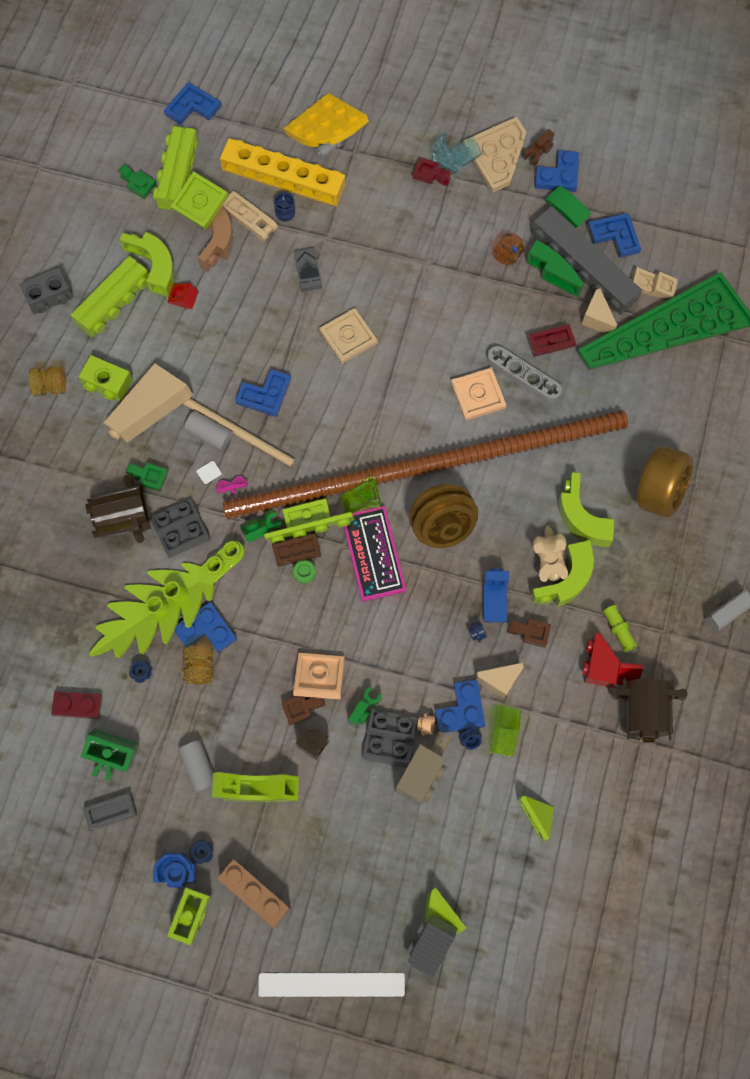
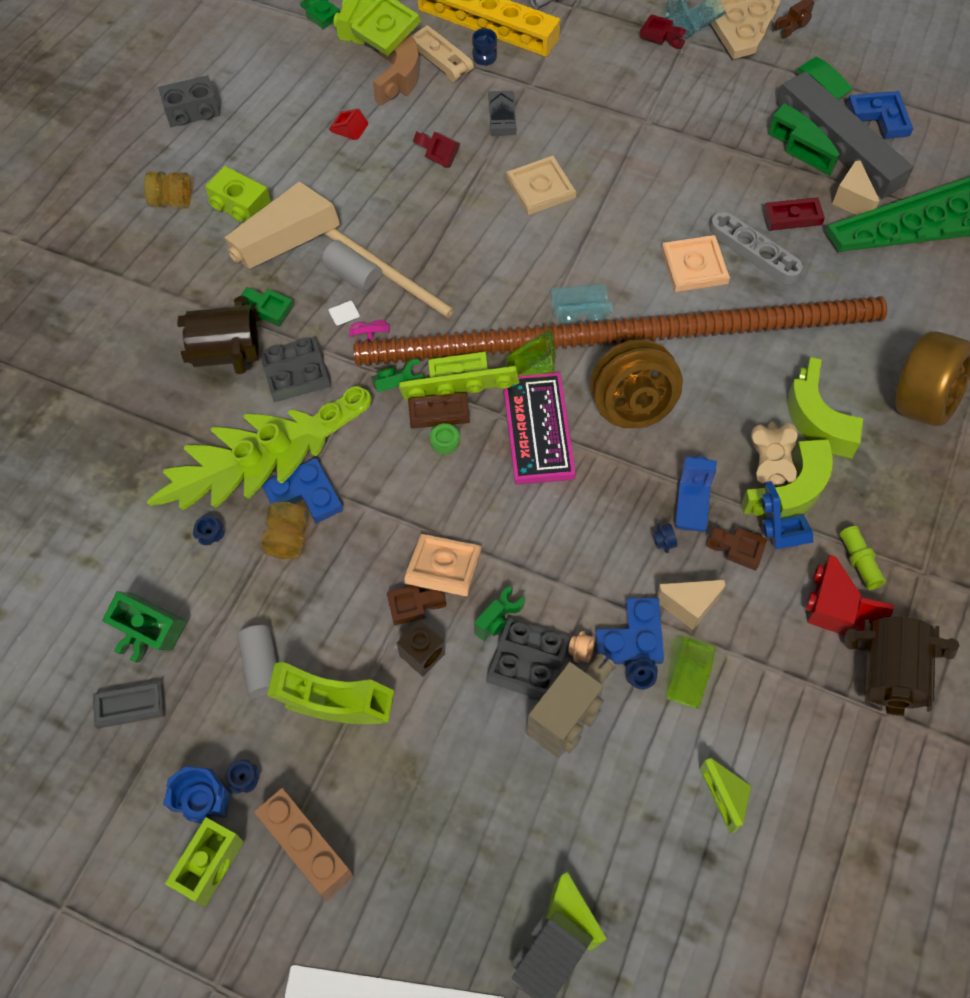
camera: 10 degrees right, 10 degrees down
(76, 705) = (116, 562): dark red plate -> none
(110, 297) = (262, 114): lime brick -> none
(162, 272) = (328, 96): lime arch -> none
(261, 311) = (439, 147): none -> dark red plate
(265, 399) = (428, 239): blue plate -> none
(393, 444) = (580, 301): none -> clear light blue bracket
(508, 248) = (748, 111): clear orange head -> none
(562, 615) = (784, 531): none -> blue bracket
(564, 175) = (824, 46): blue plate -> none
(656, 285) = (930, 171): tan slope -> none

